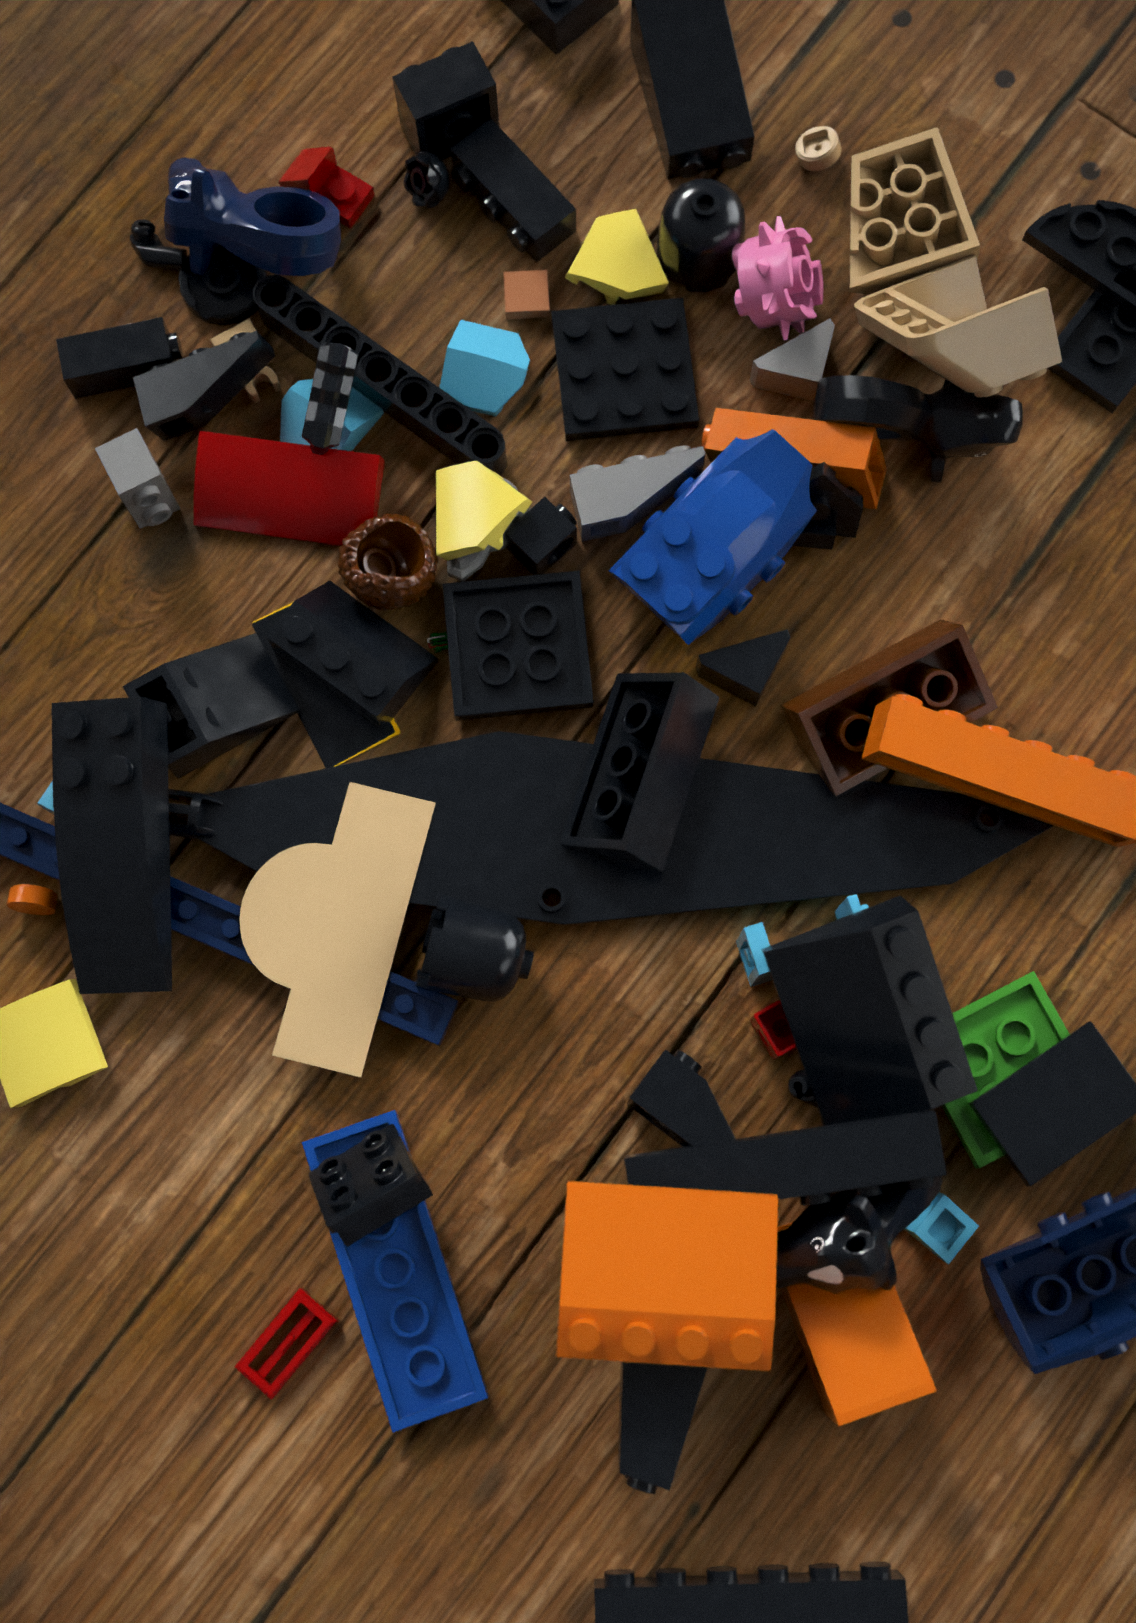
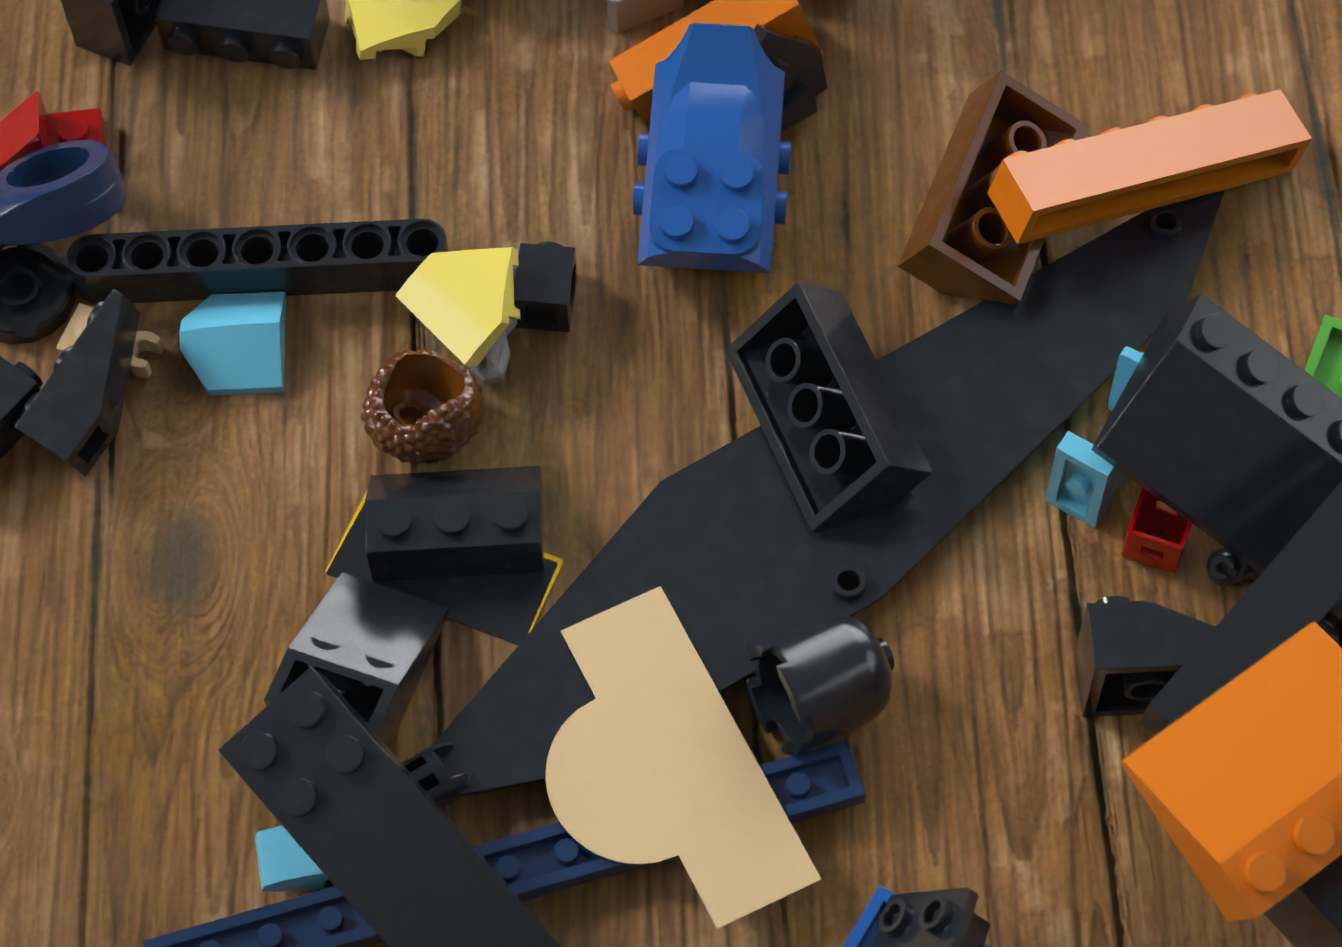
camera: 40 degrees left, 15 degrees down
(138, 479) = (104, 511): light grey brick -> none
(283, 488) = (255, 422): red slope -> none
(329, 396) = (236, 292): black rock -> none
(426, 179) = (148, 66): black plate -> none
(438, 641) = (527, 452): green piece -> none
(484, 367) = (352, 182): medium azure slope -> none
(517, 645) = (608, 396): black plate -> none
(526, 294) = (334, 99): nougat tile -> none
(621, 495) = (587, 194): light grey slope -> none
(624, 369) = (486, 98): black plate -> none
(745, 666) = (838, 254): black slope -> none

